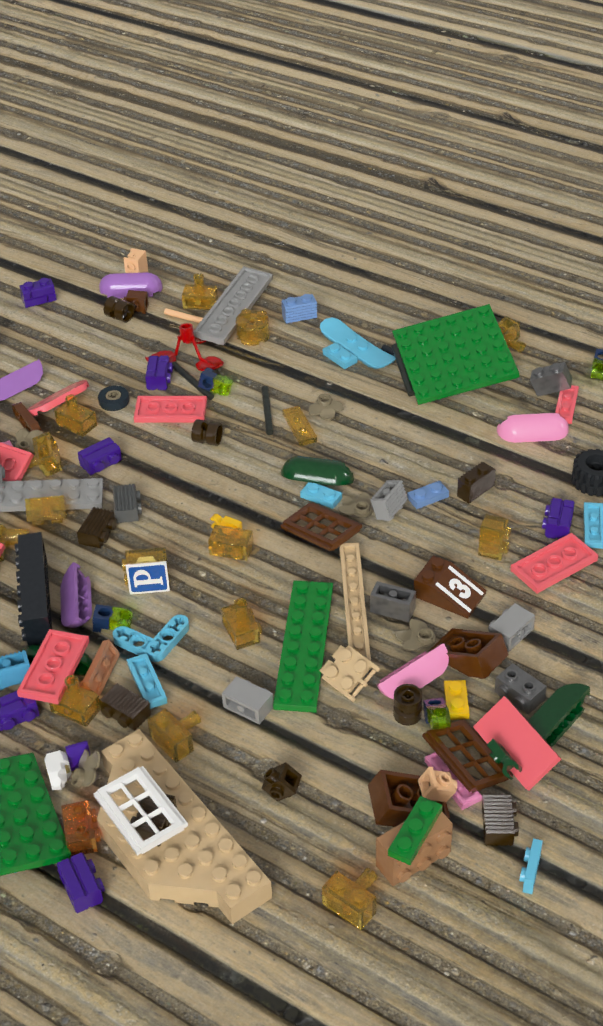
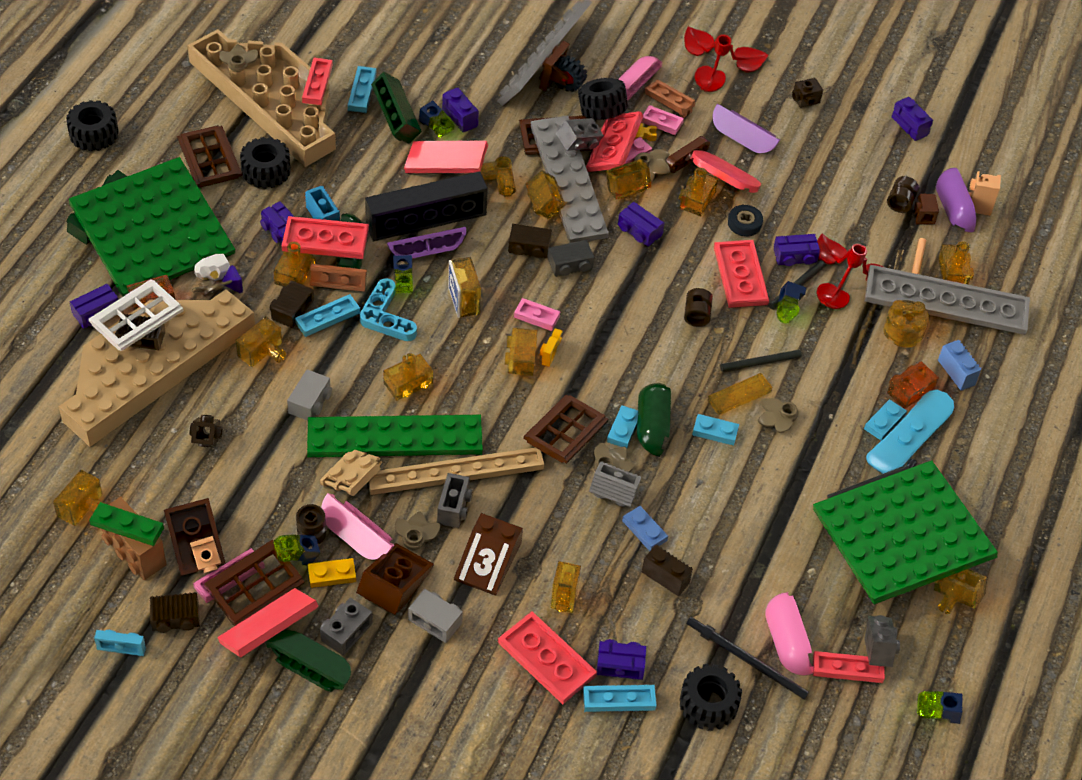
camera: 75 degrees right, 10 degrees up
(185, 533) = (537, 314): none -> bright pink plate
(312, 334) = (912, 384): none -> clear orange brick
(333, 443) = (715, 429): none -> medium azure plate
(499, 755) = (248, 608): dark green plate -> none
(533, 470) = (709, 633): none -> black bar

